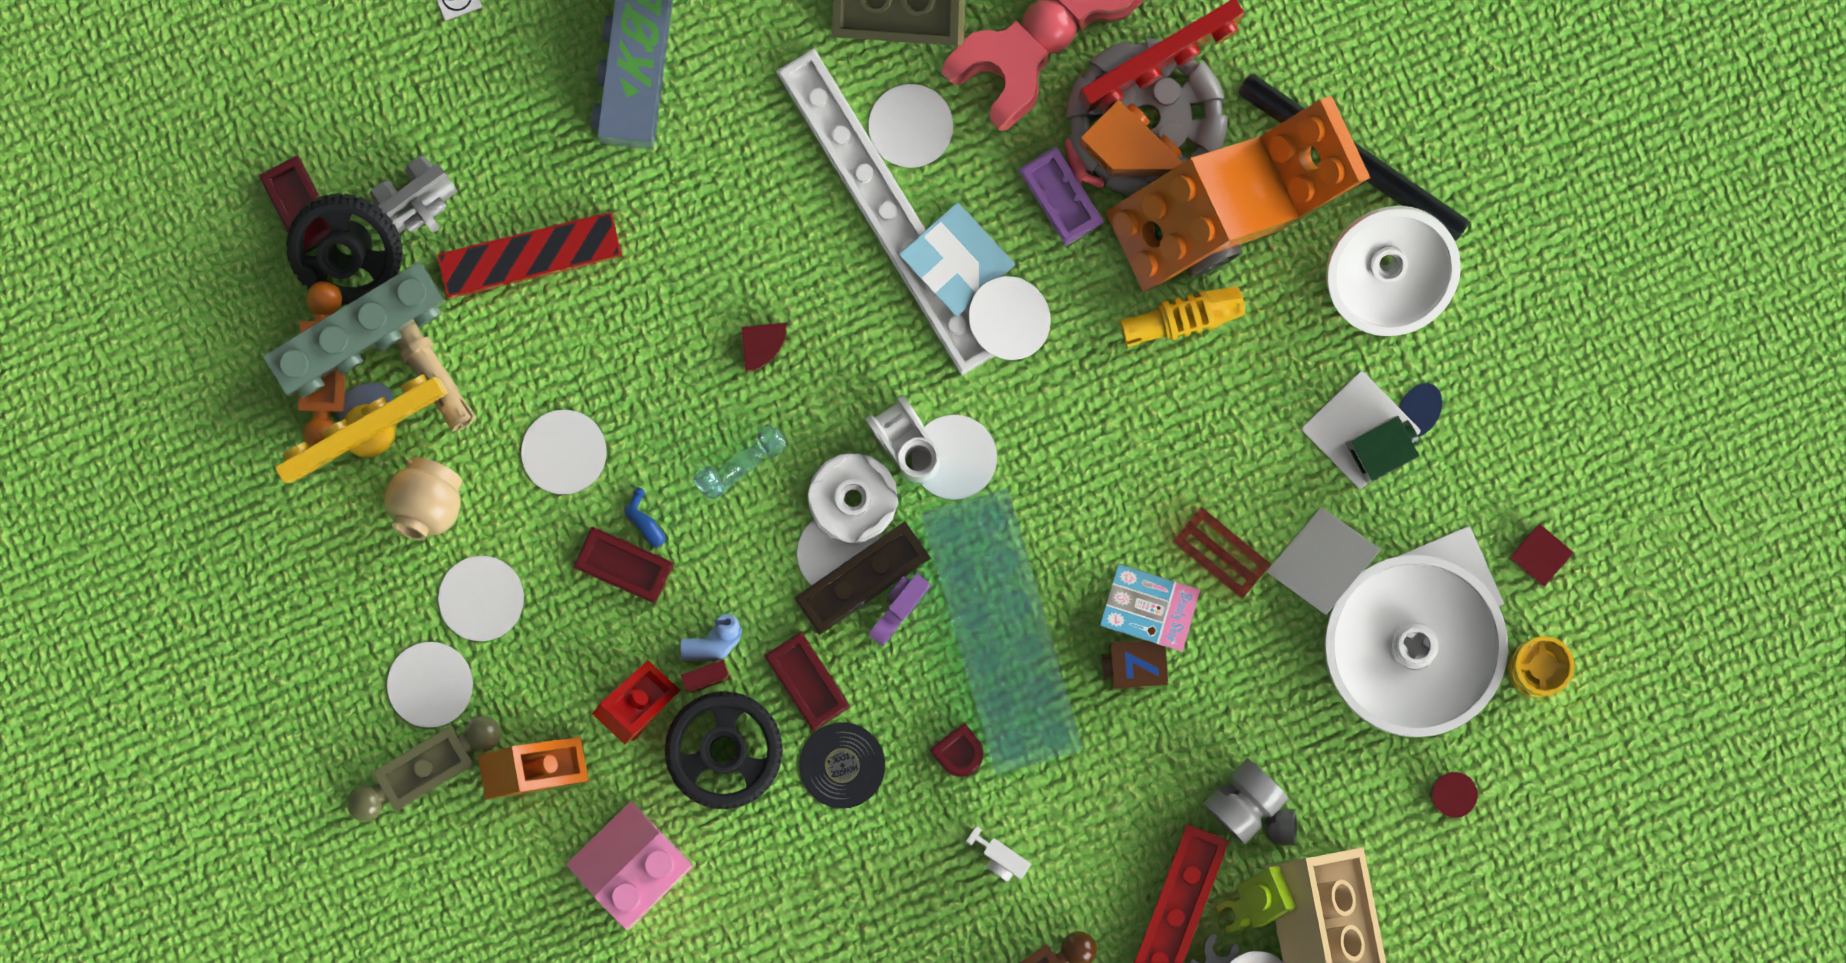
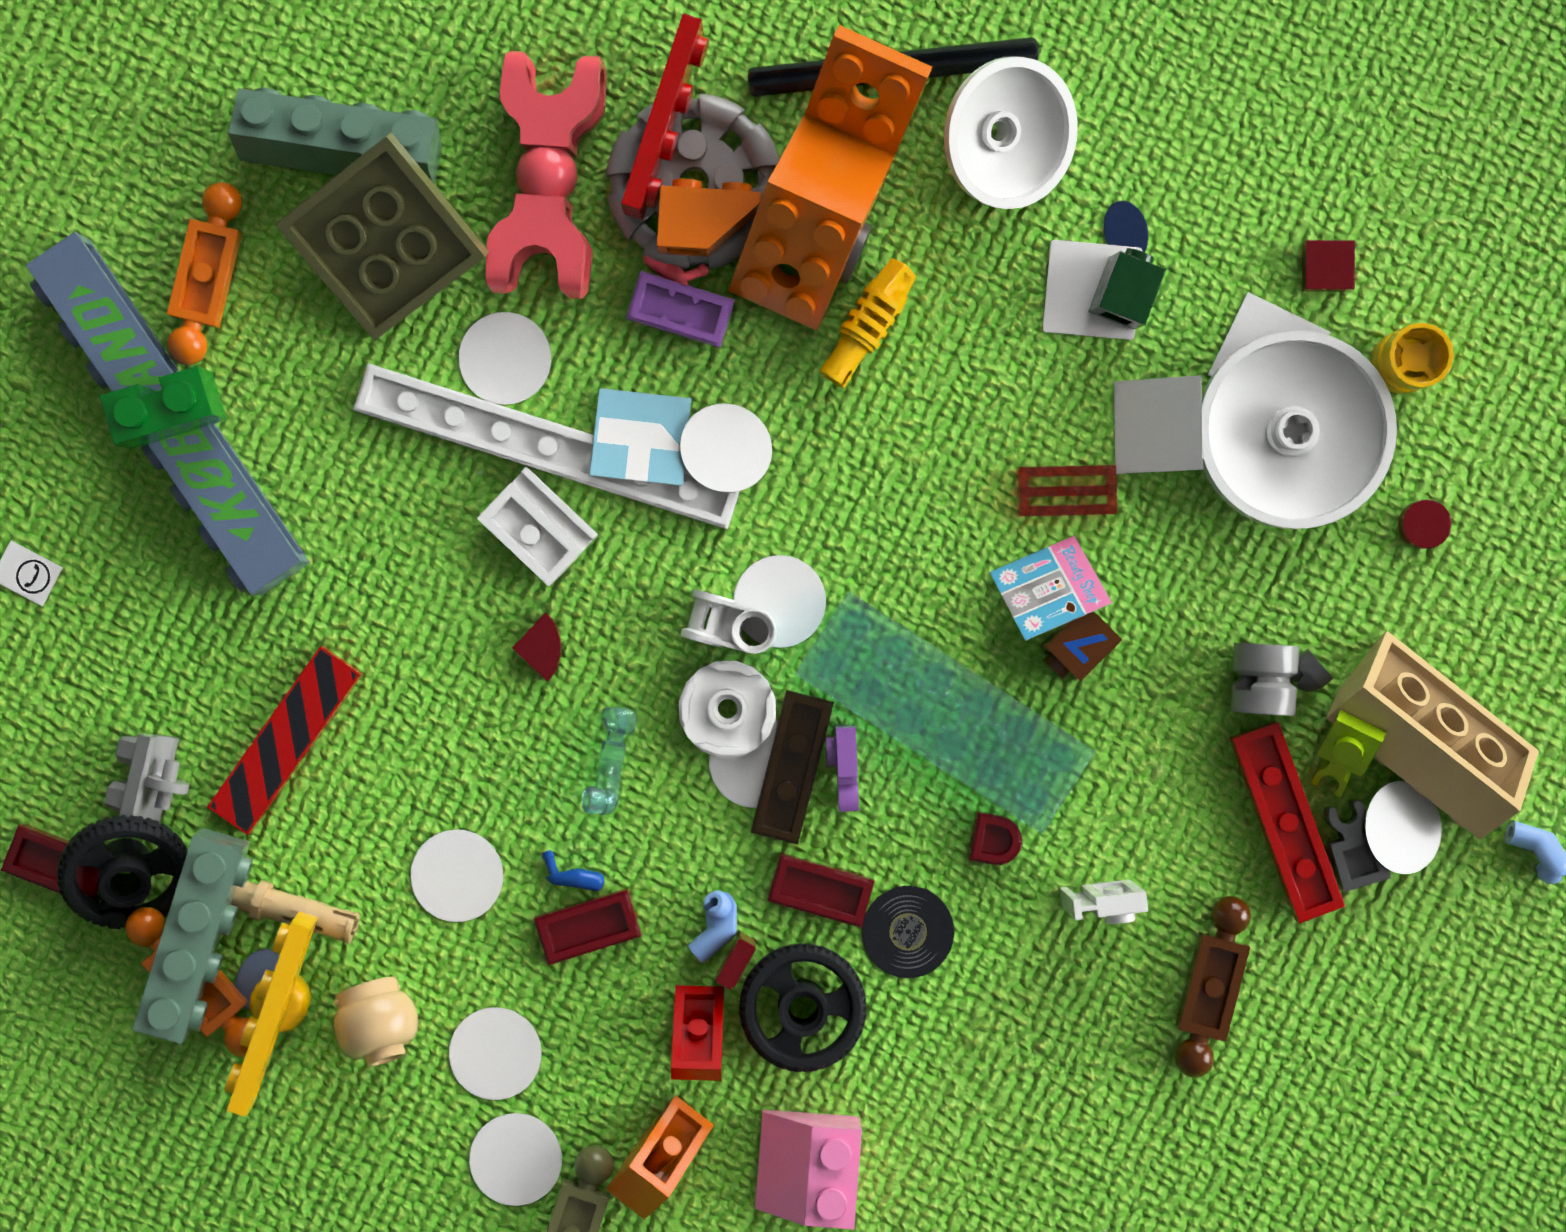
camera: 45 degrees left, 5 degrees up
(832, 259) = (537, 526): none -> white plate

